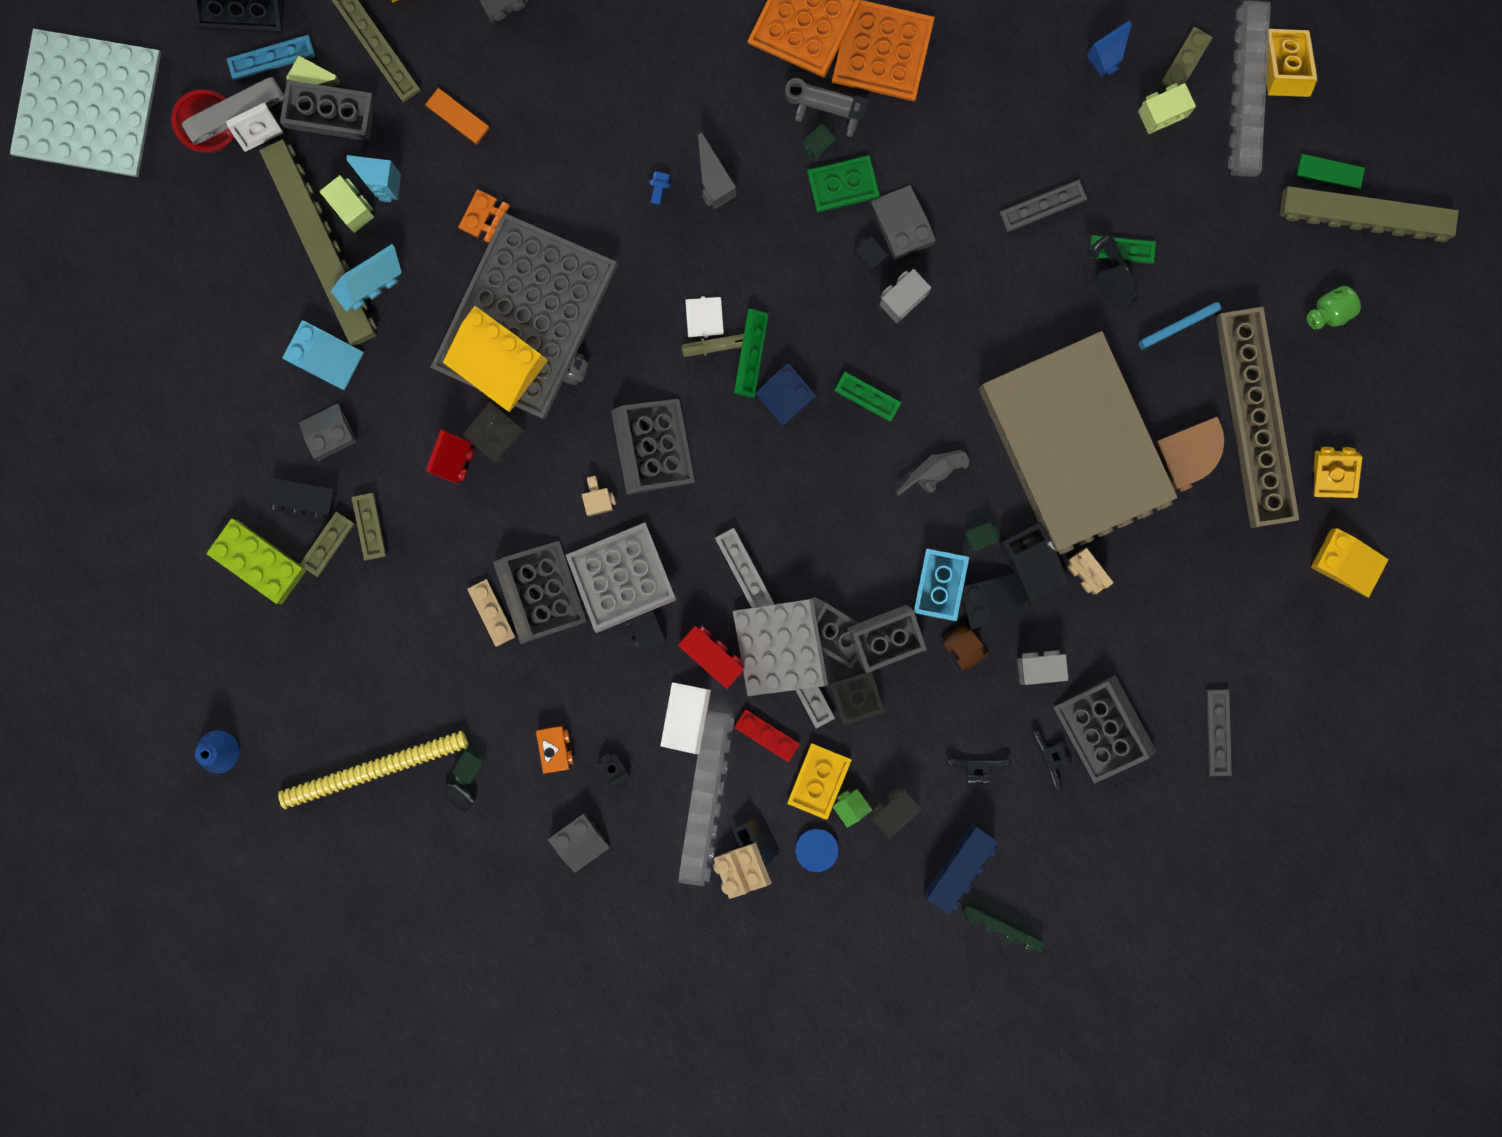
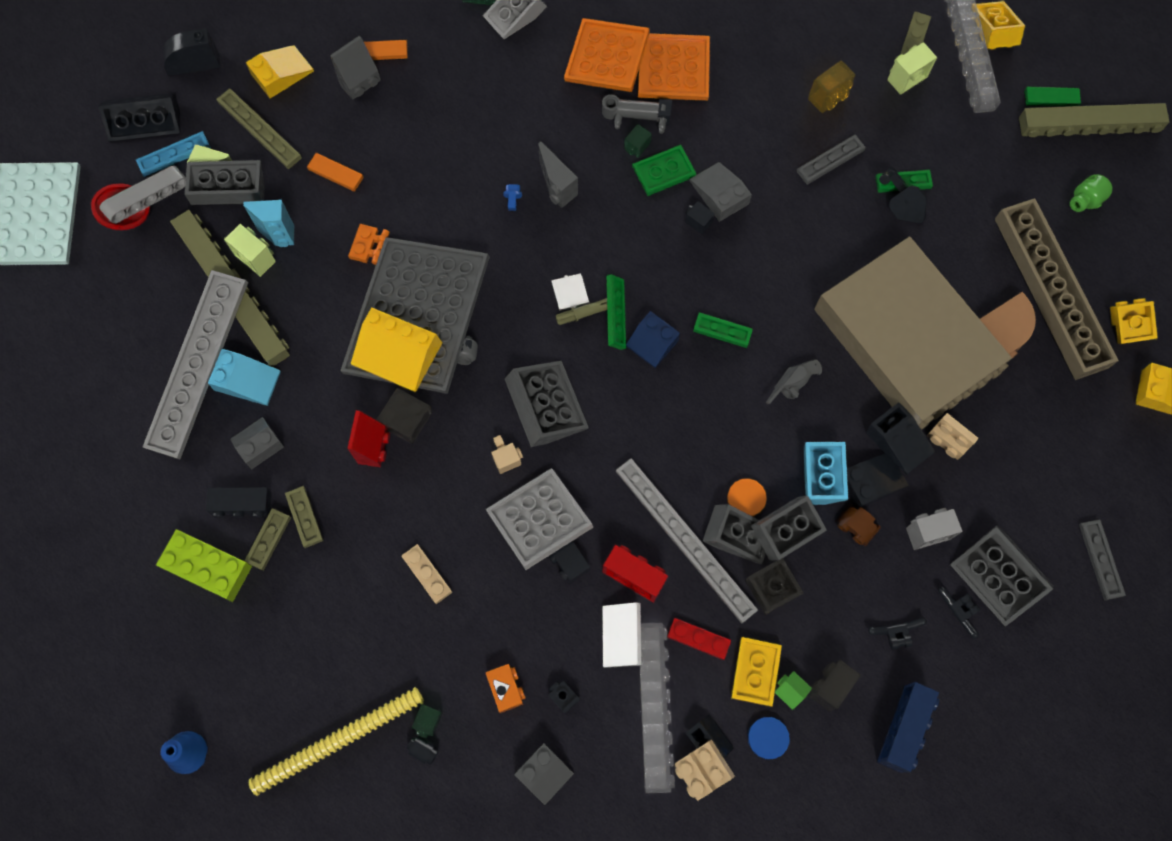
camera: 15 degrees left, 15 degrees down
(254, 127) = (163, 204): white plate -> none
(271, 331) = (195, 364): none -> light grey plate
(368, 279) = (274, 303): medium azure slope -> none
(539, 592) = (467, 546): dark grey slope -> none
(780, 647) = (696, 553): light grey plate -> none
(851, 594) = (747, 496): none -> orange tile
(903, 297) = (736, 241): light grey brick -> none
(982, 536) = (849, 427): clear green brick -> none
(1011, 933) = (951, 777): clear green plate -> none
(1064, 116) = (831, 87): none -> clear yellow brick
(1109, 50) = (854, 34): blue slope -> none
(1180, 325) = (968, 229): dark azure tile -> none

